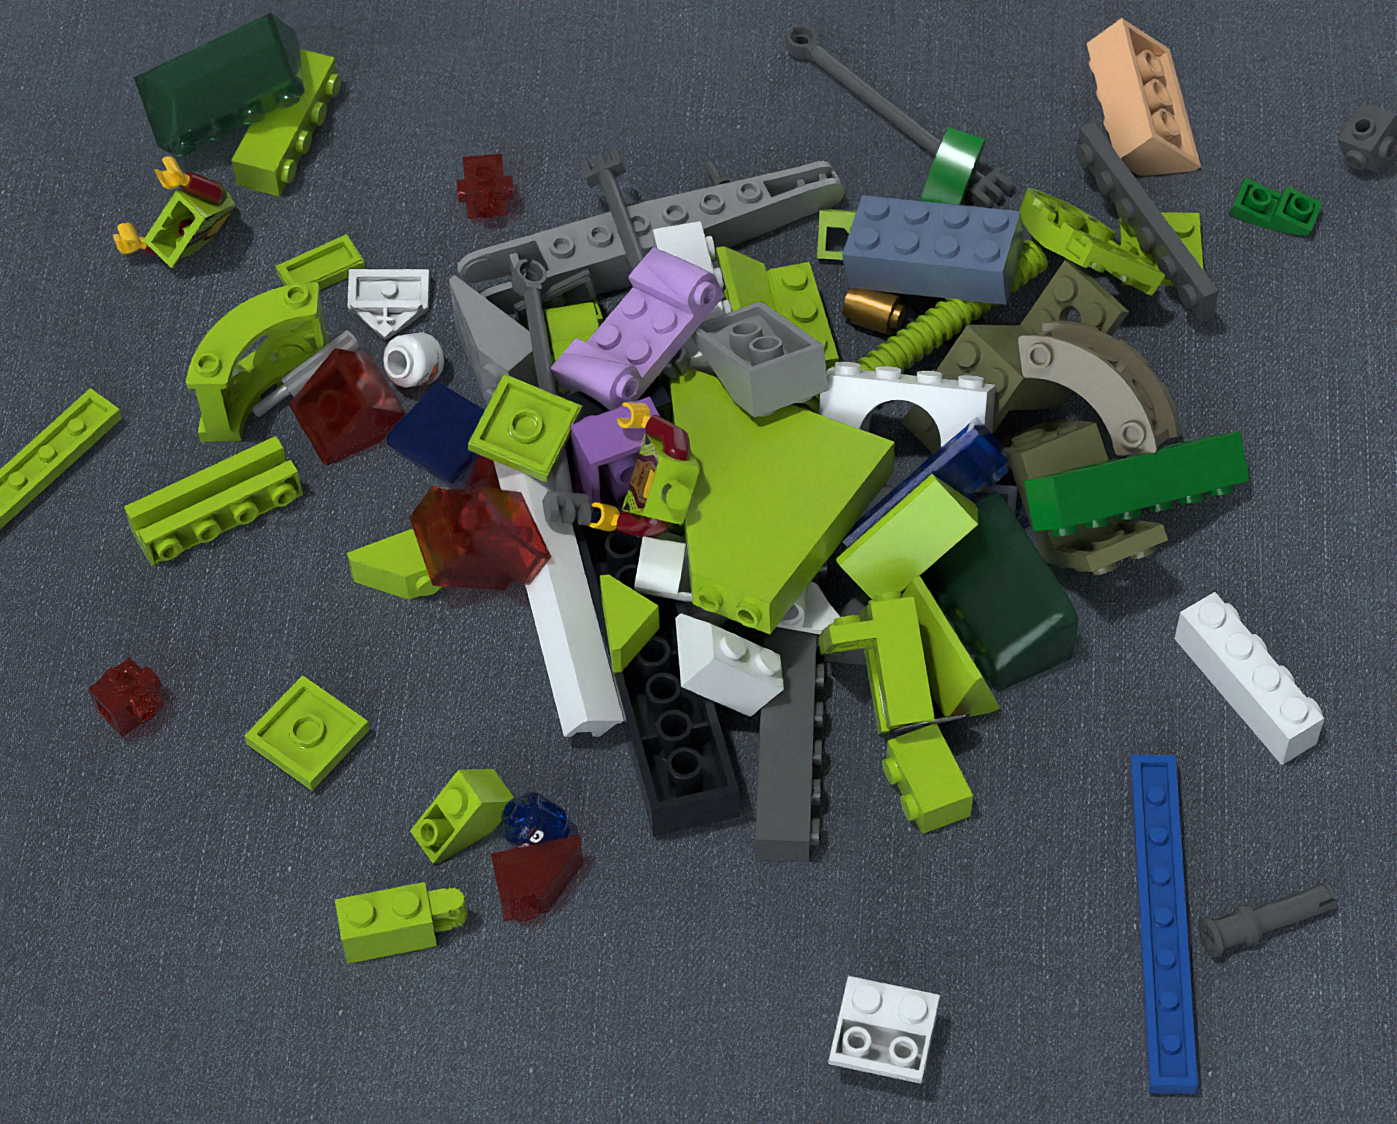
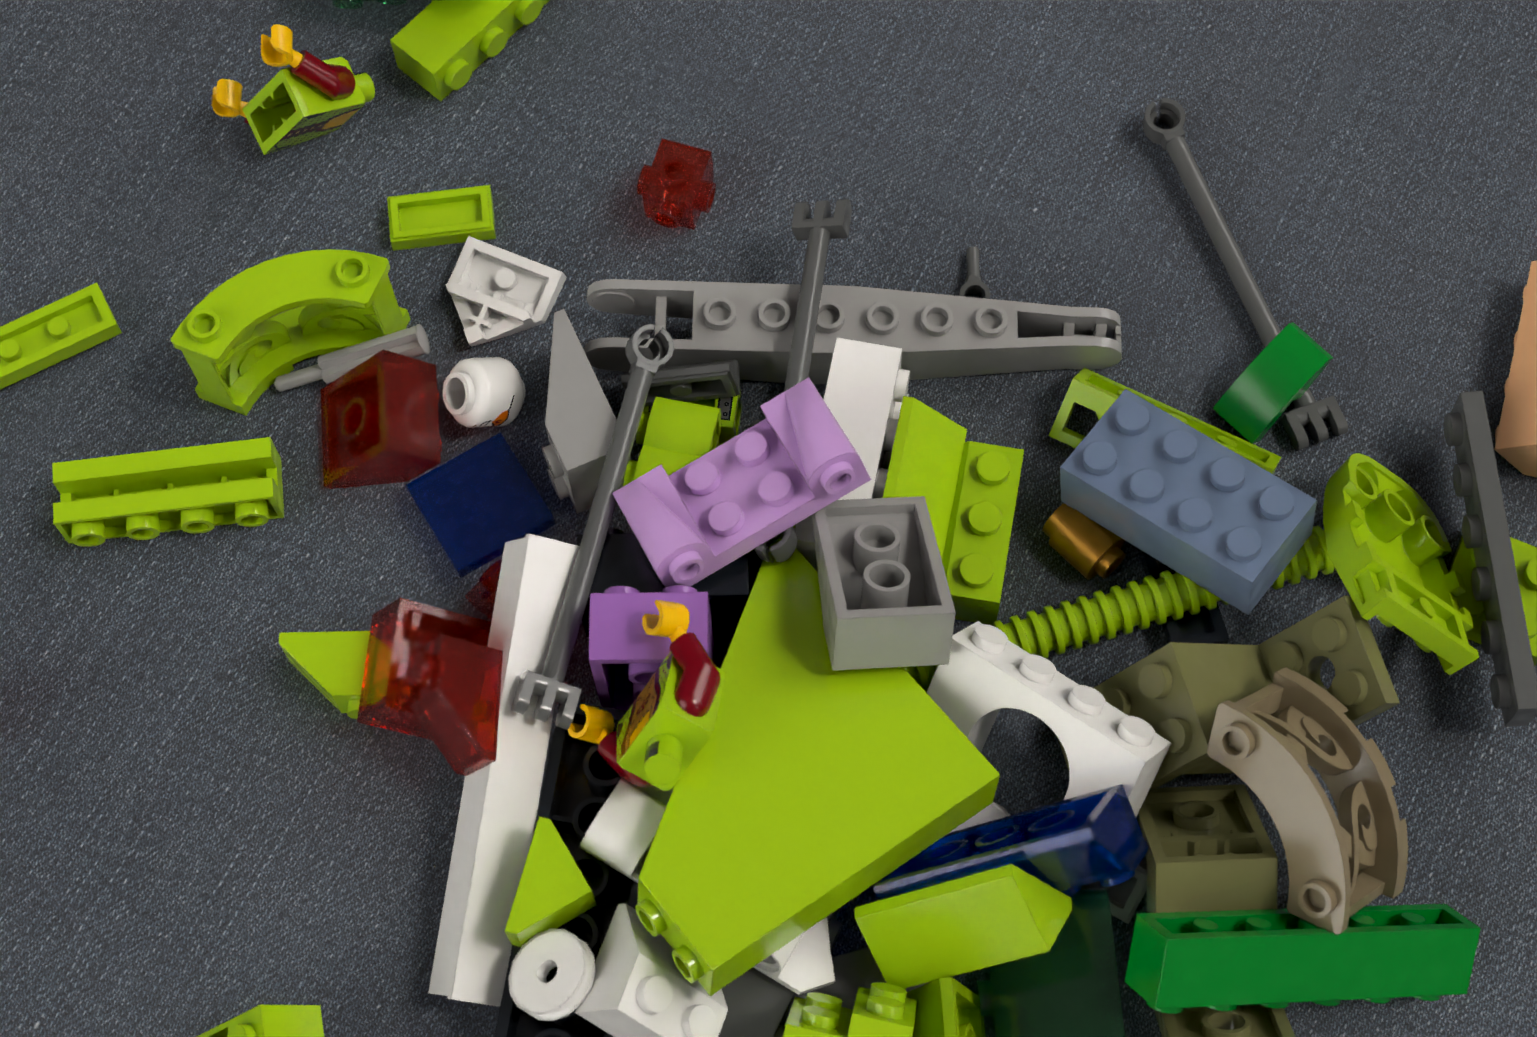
camera: 25 degrees right, 10 degrees up
(307, 732) = (132, 853): lime plate -> none
(524, 428) = (537, 570): lime tile -> none
(666, 679) = (567, 989): none -> white piece

